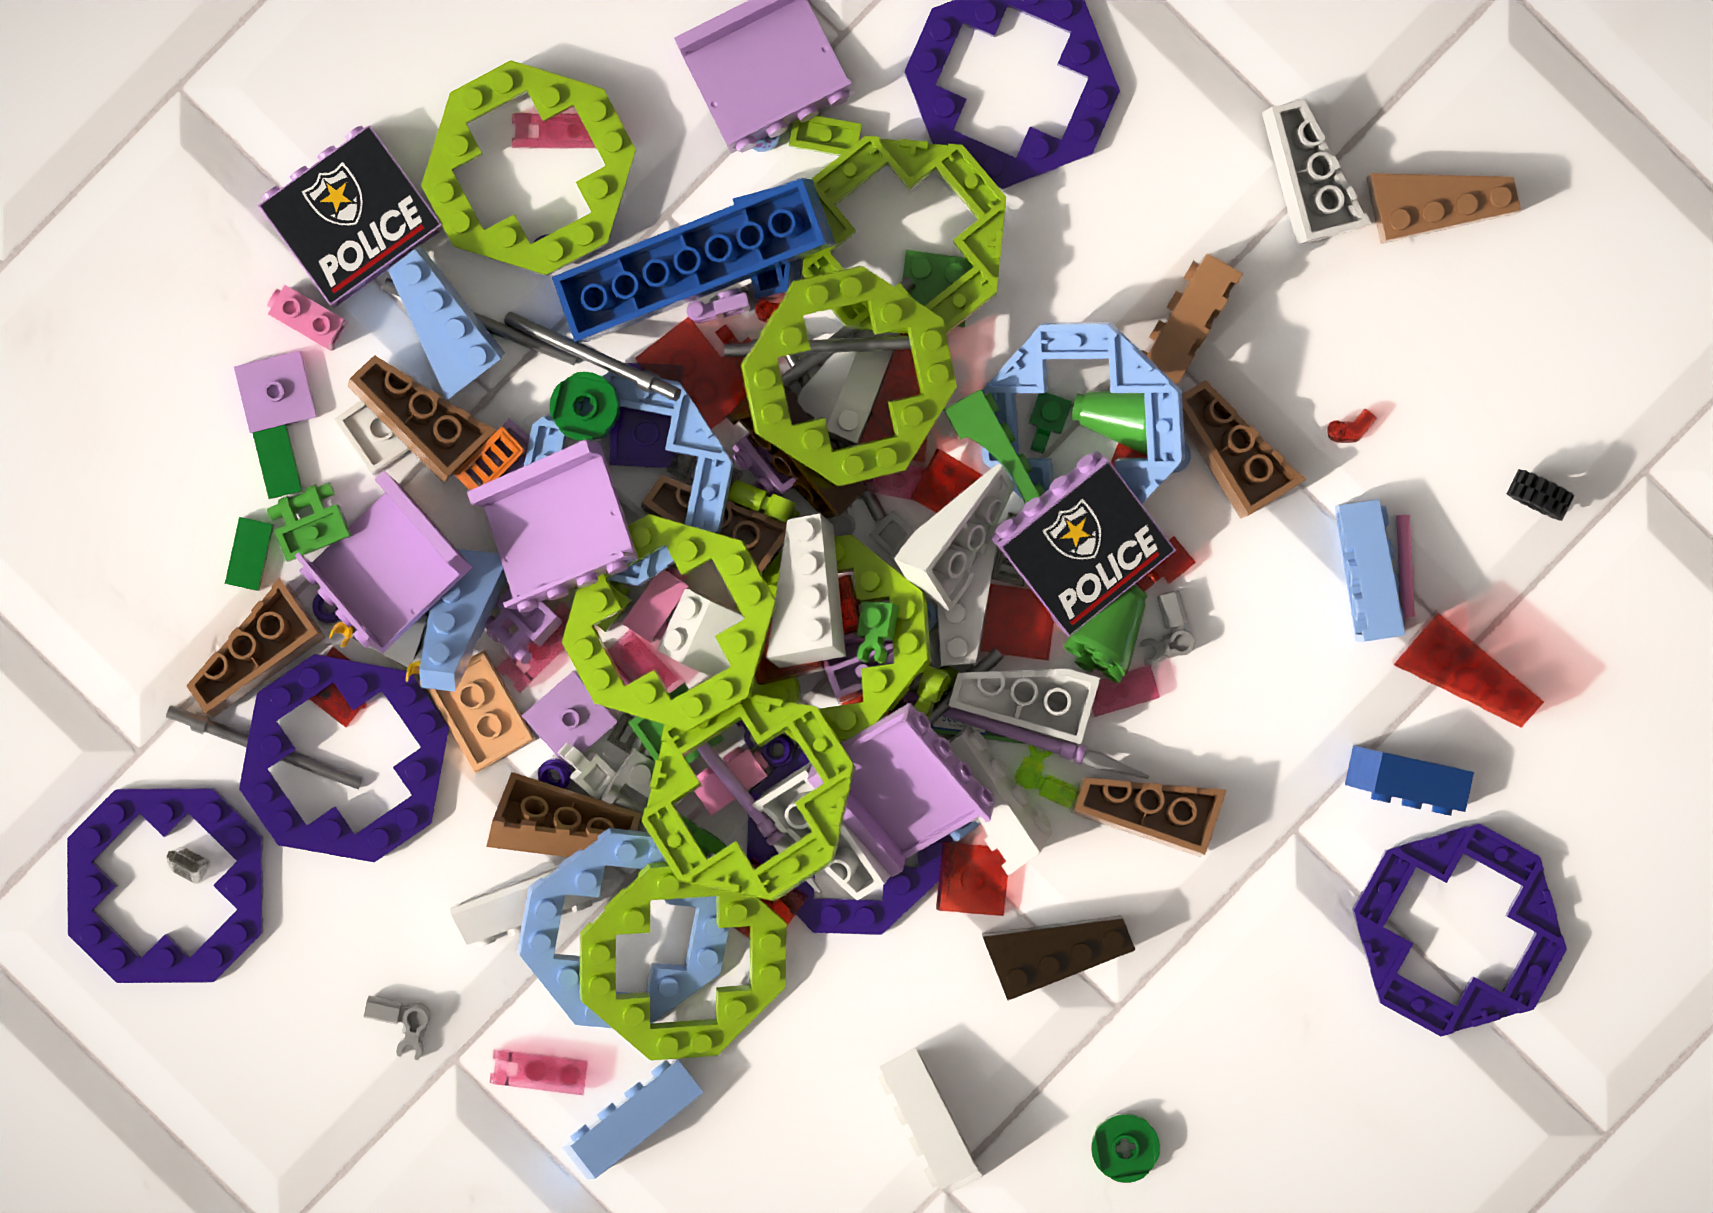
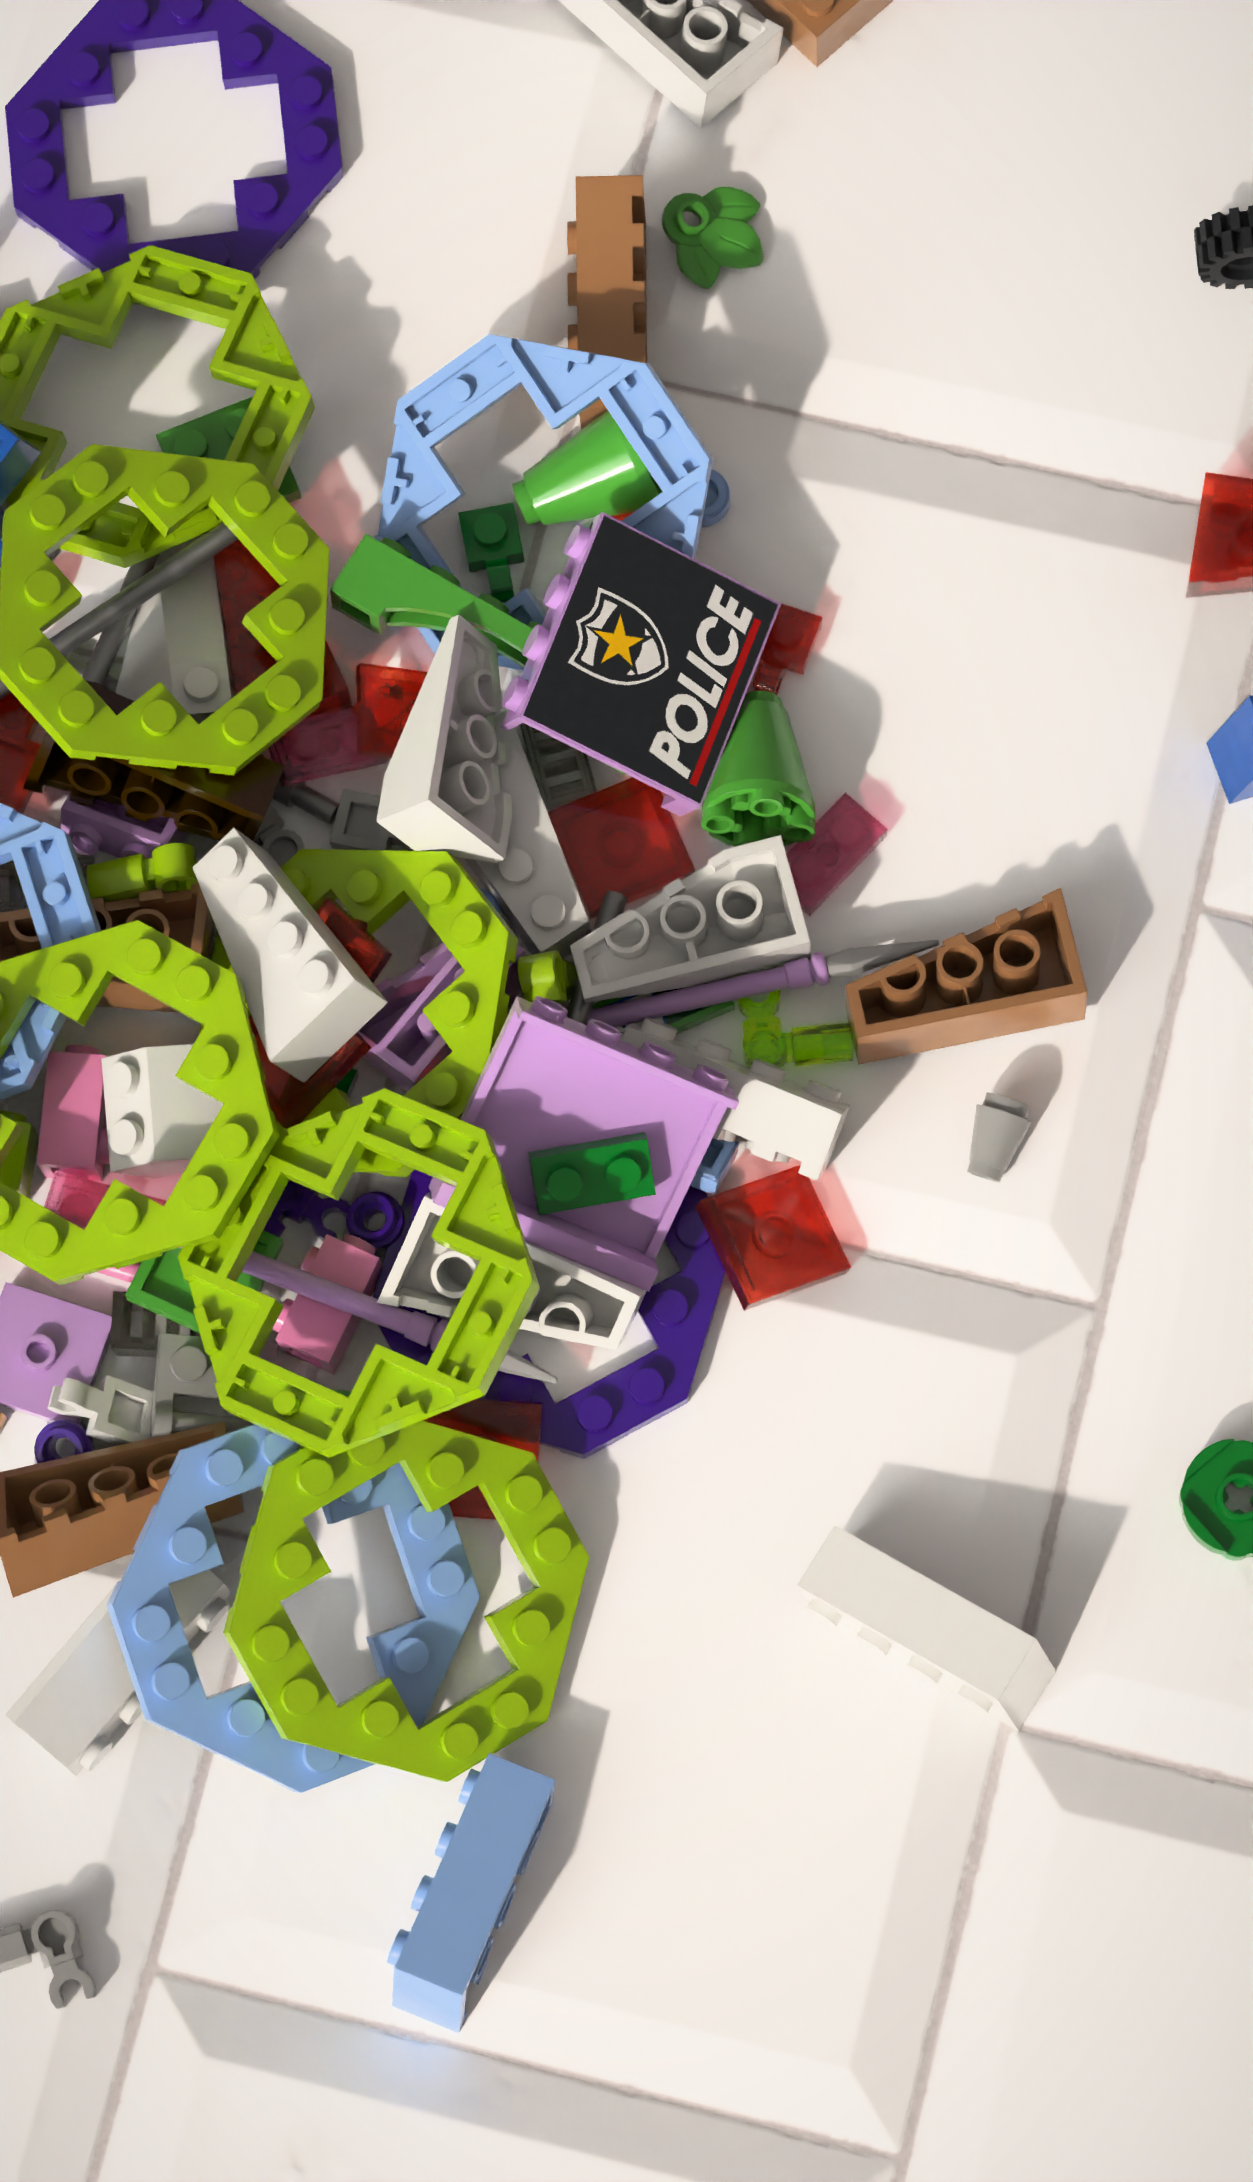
camera: 15 degrees left, 15 degrees down
(540, 1071) = (290, 1904): clear pink plate -> none
(875, 626) = (406, 933): bright green plate -> none
(897, 804) = (592, 1173): none -> green plate
(1048, 953) = (948, 1277): dark brown wedge -> none
(1117, 892) = (996, 1135): none -> light grey cone
(1180, 640) = (868, 733): light grey bar -> none
(1235, 452) = (785, 435): medium nougat wedge -> none
(1272, 314) = (719, 239): none -> bright green plate
(1351, 431) = (932, 324): clear red arm -> none
(1369, 571) = (1076, 487): light blue wedge -> none
(1405, 565) = (1122, 458): bright pink bar -> none

